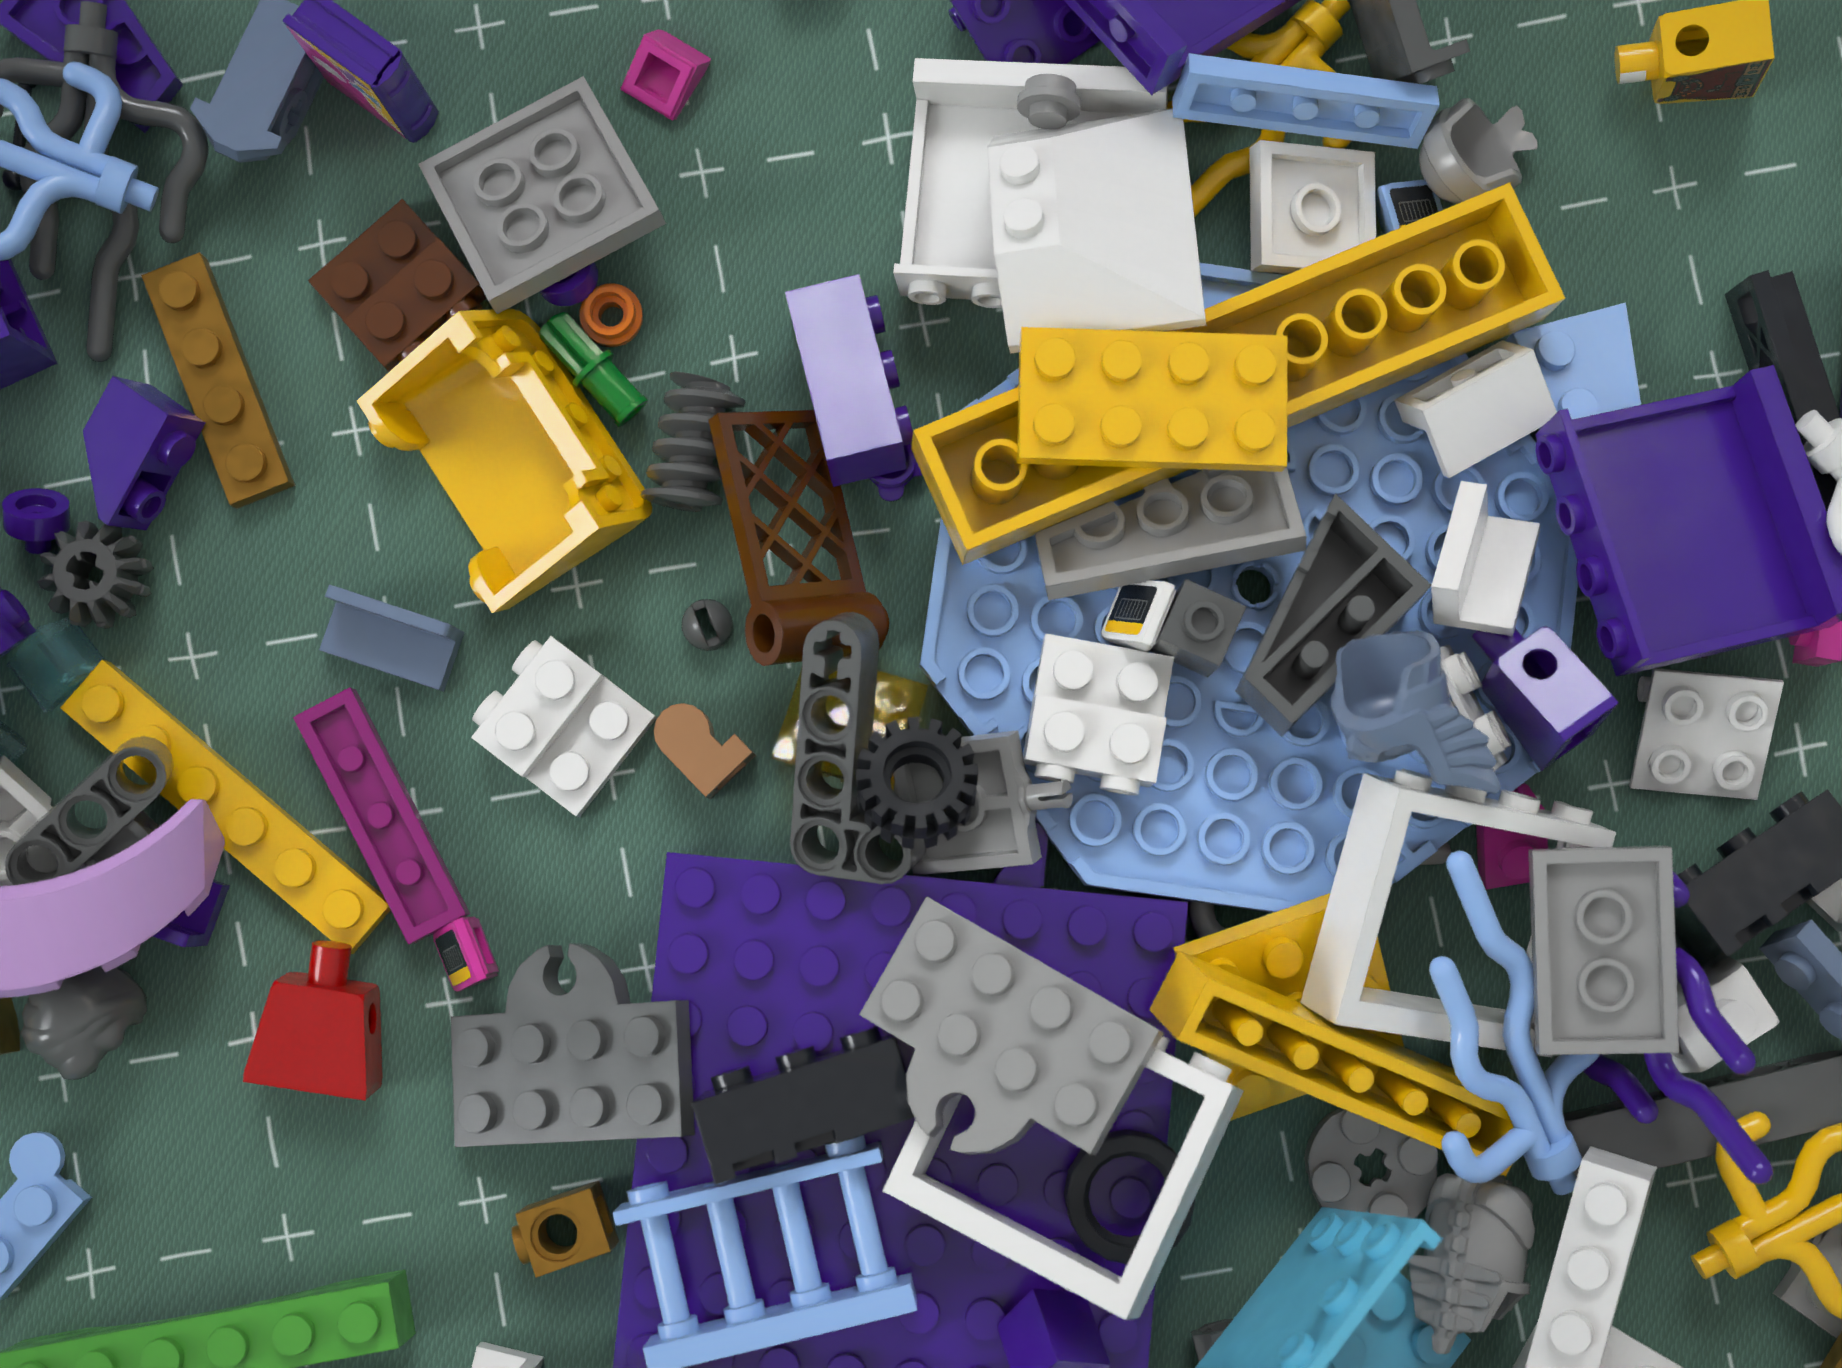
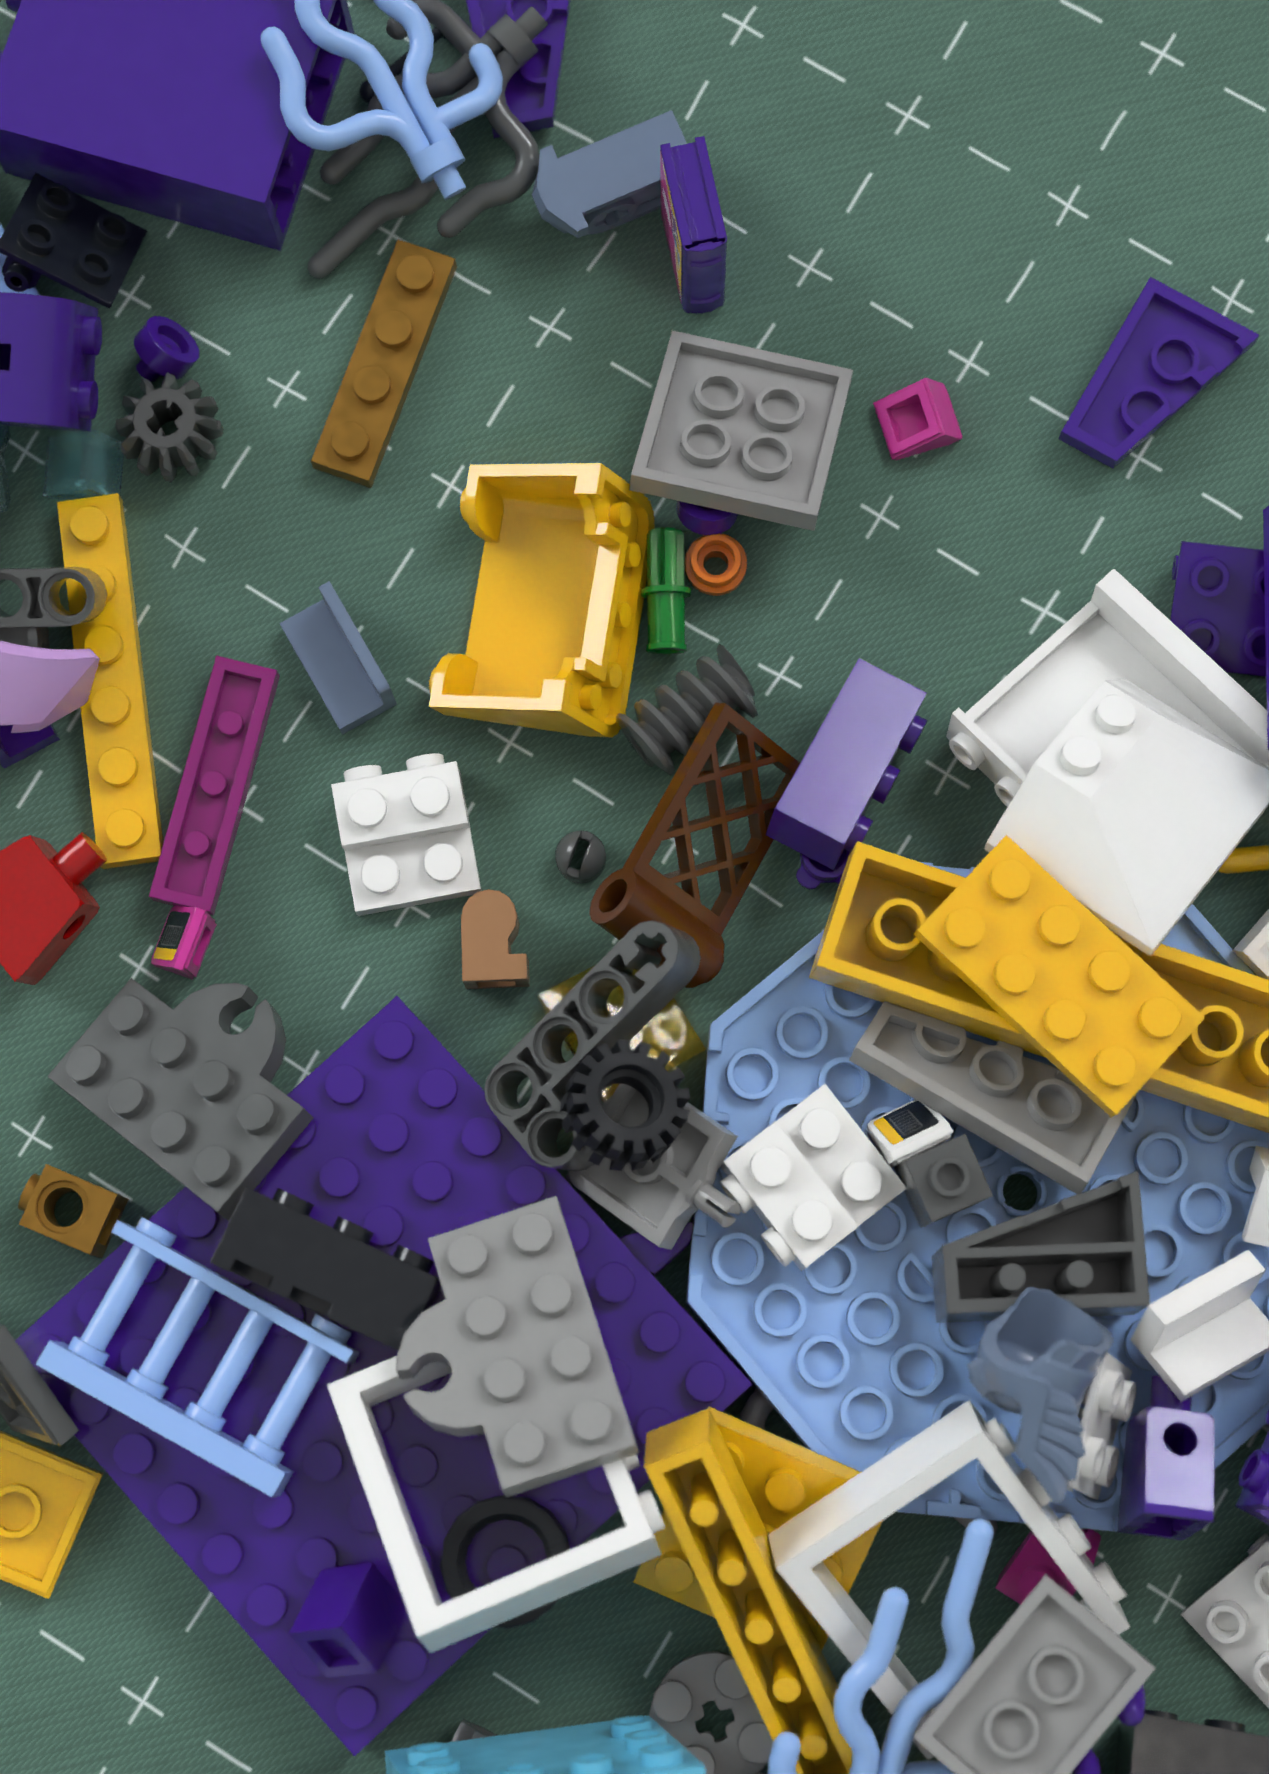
camera: 45 degrees right, 5 degrees down
(136, 450) = (278, 363): dark purple slope -> none
(396, 285) = (576, 405): reddish brown plate -> none
(1049, 101) = (1186, 687): light grey plate -> none

